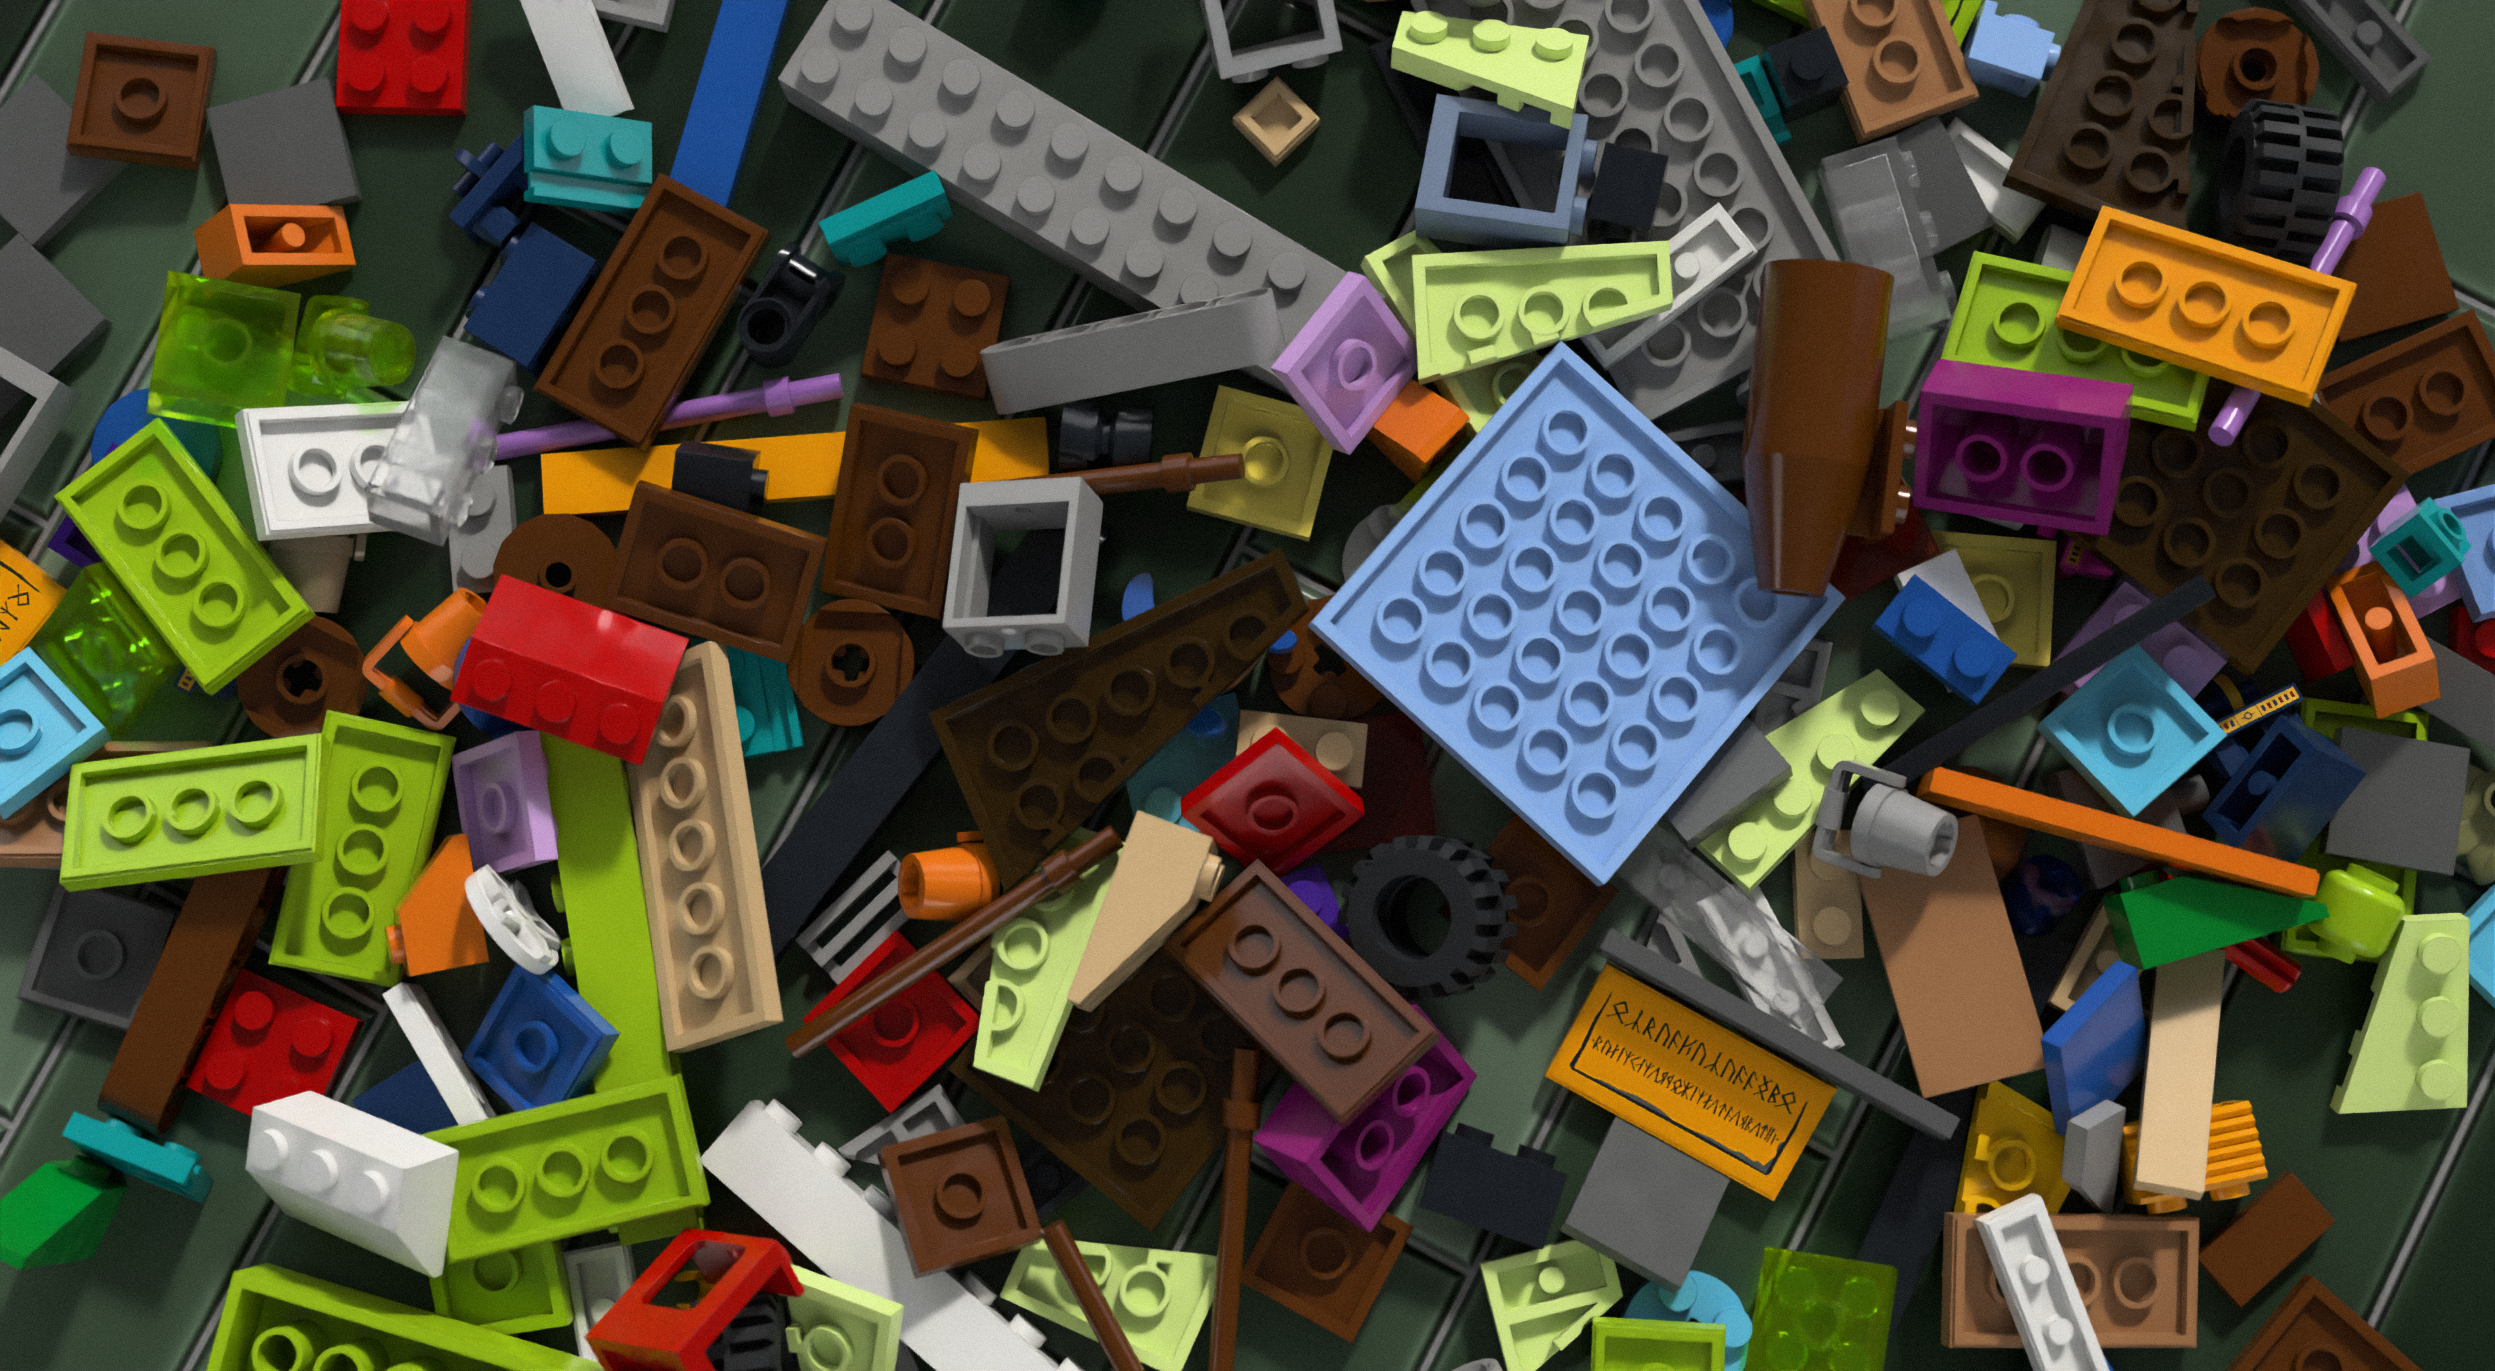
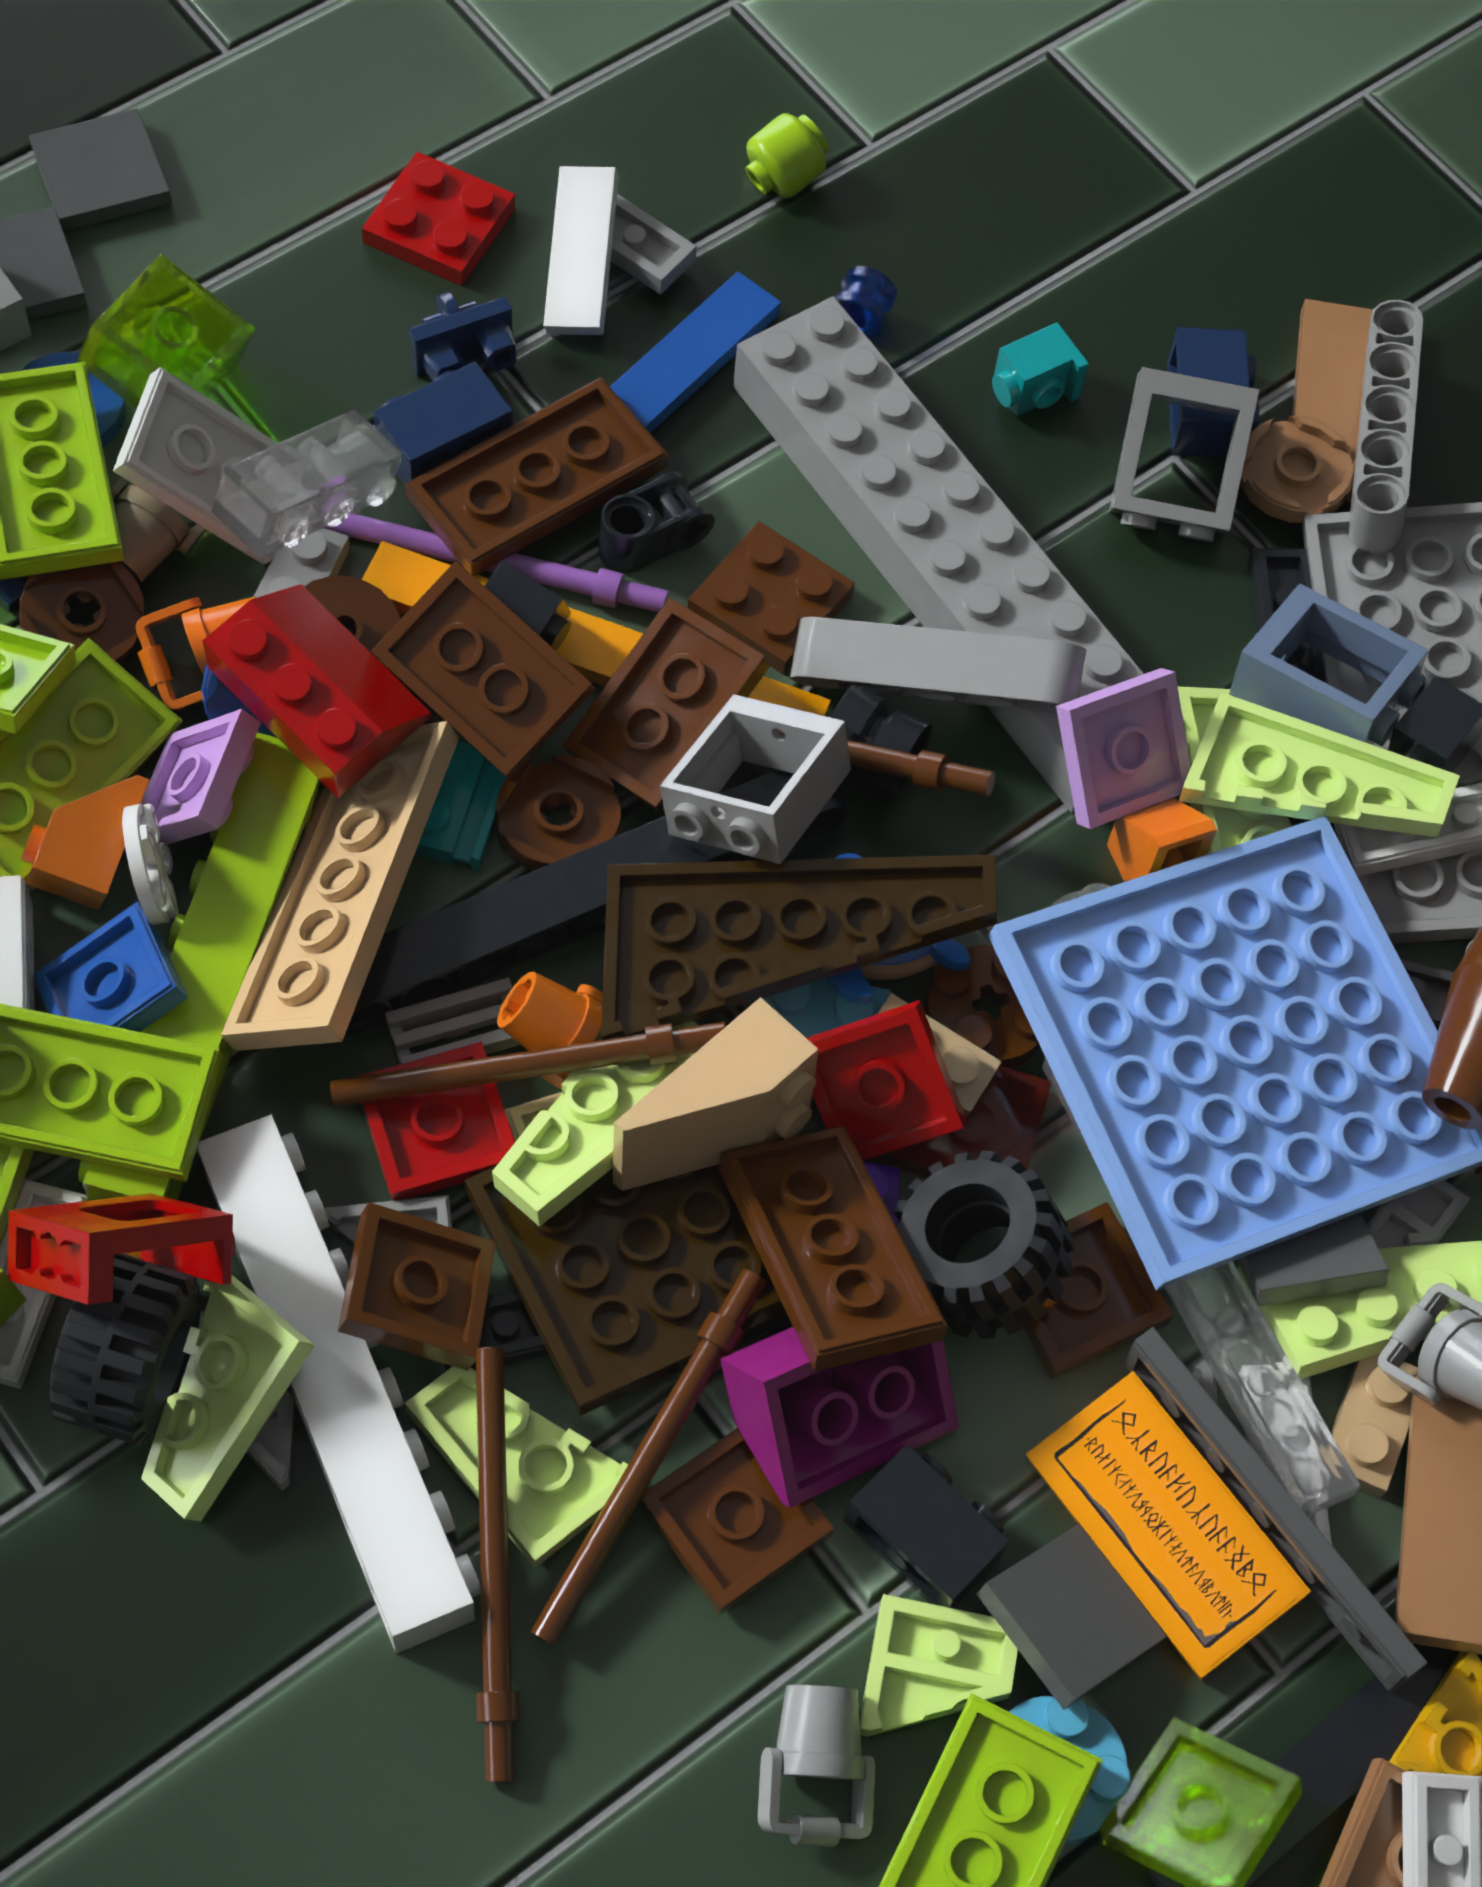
camera: 20 degrees right, 20 degrees down
(142, 101) = (209, 160): reddish brown tile -> none
(274, 244) = (259, 293): orange slope -> none
(285, 148) = (298, 247): dark grey tile -> none
(348, 349) = (273, 392): clear neon green piece -> none
(586, 160) = (544, 341): teal plate -> none
(908, 210) = (773, 489): teal plate -> none
(1276, 121) = (1144, 571): tan tile -> none
(1282, 460) = (1021, 822): light yellow plate -> none
(1510, 60) = (1375, 591): yellowish green wing -> none

